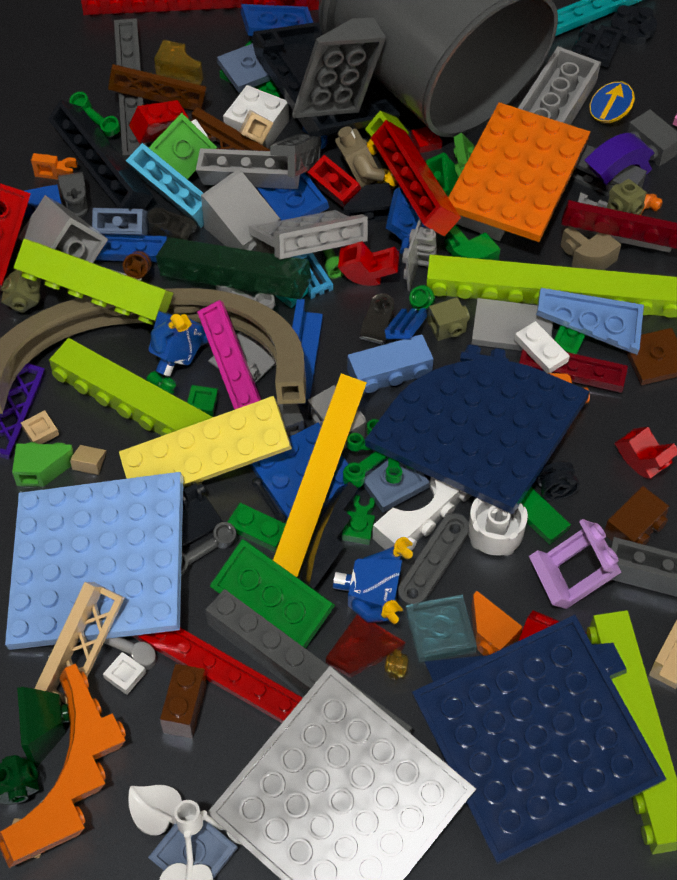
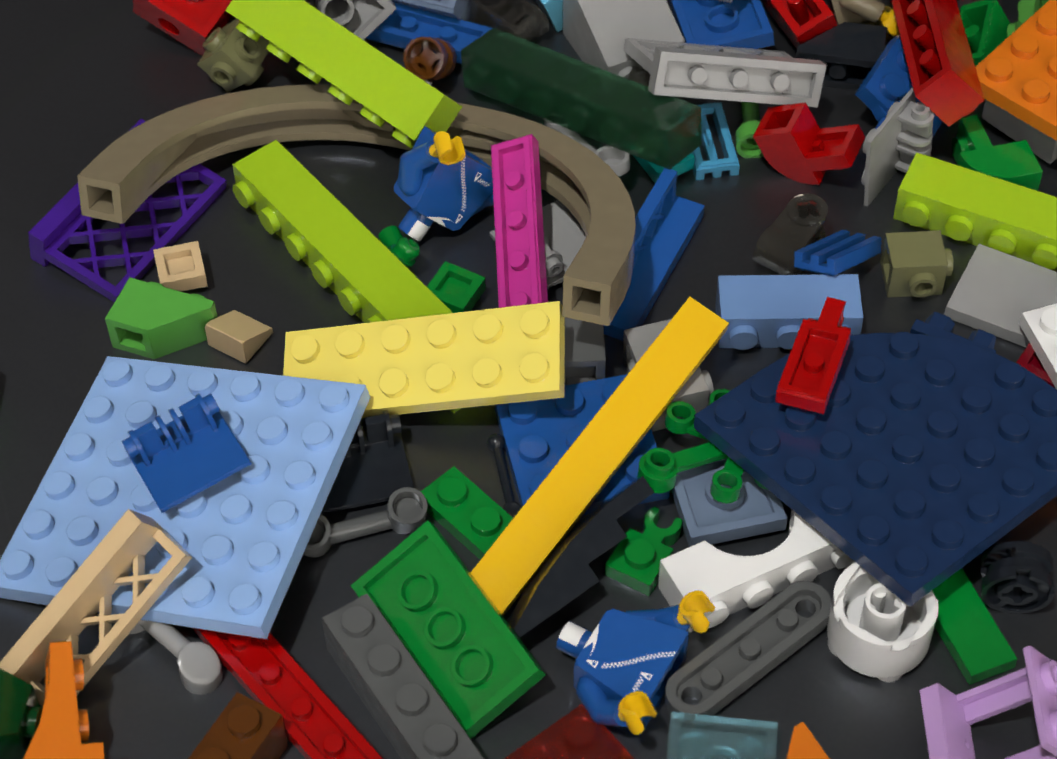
camera: 20 degrees right, 5 degrees down
(95, 539) = (185, 453): none -> blue hinge
(124, 673) = (156, 686): white plate -> none
(420, 391) = (815, 360): none -> red hinge
(421, 297) = (881, 217): green plate -> none

